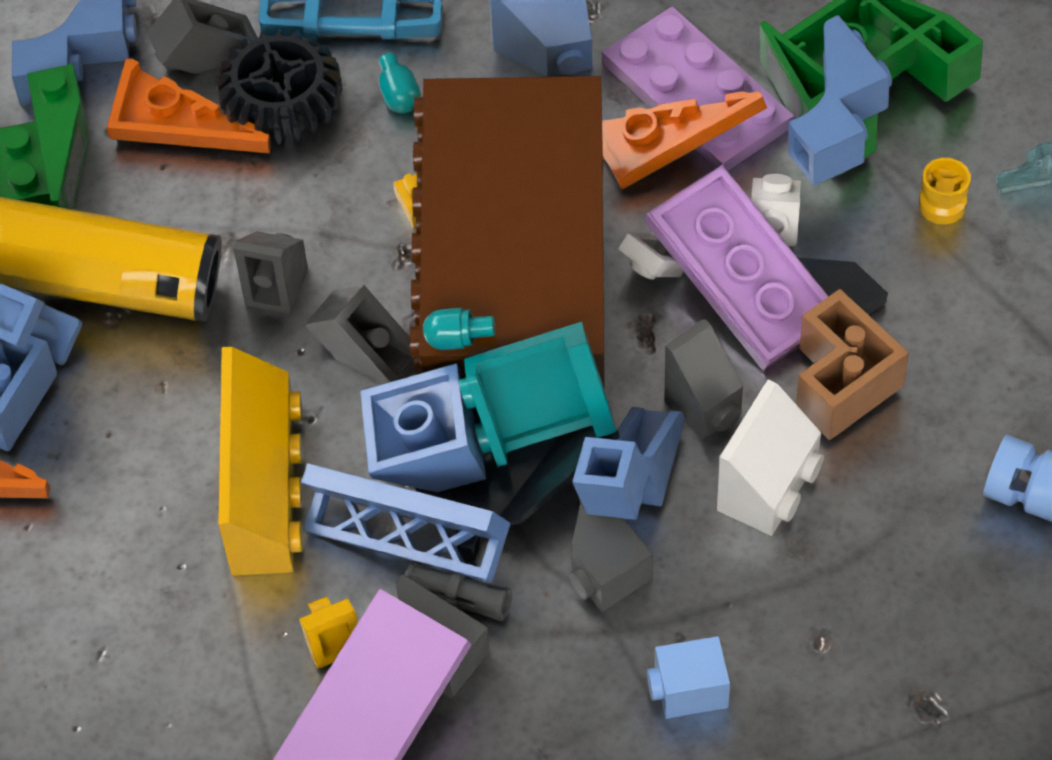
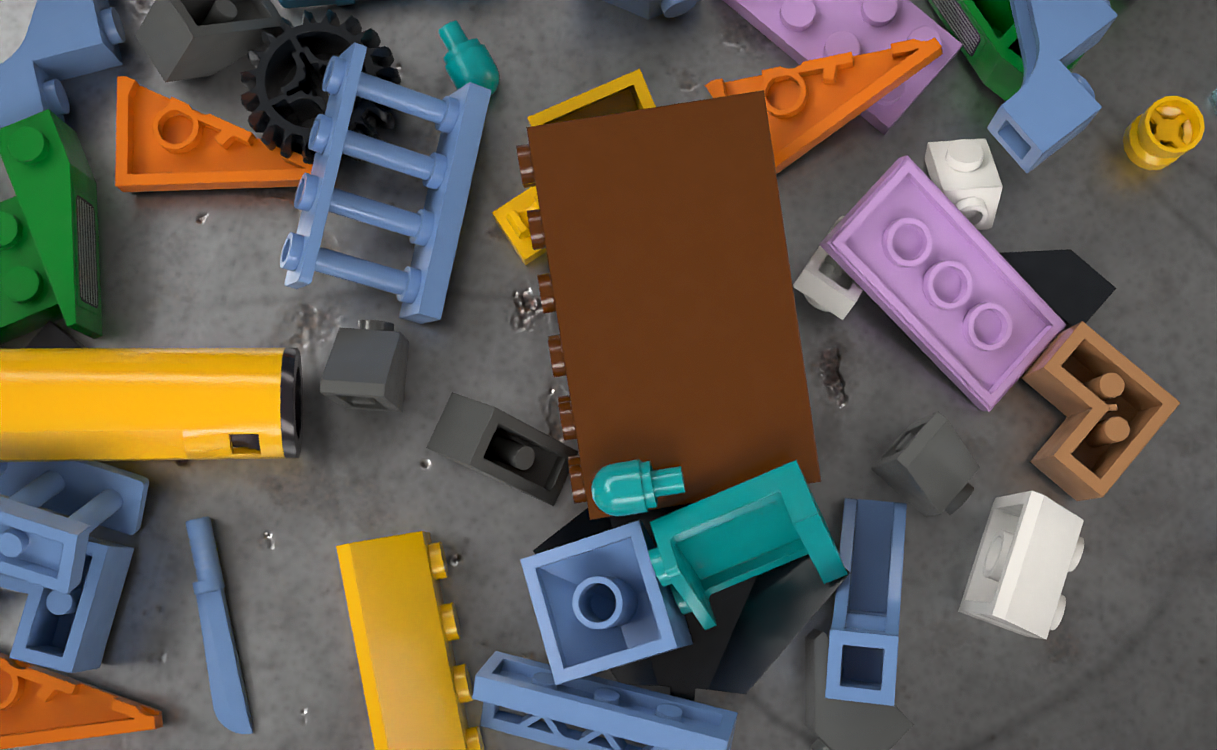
camera: 15 degrees left, 25 degrees up
(106, 467) = (221, 655): none -> medium blue piece
(359, 147) = (444, 172): none -> medium blue fence

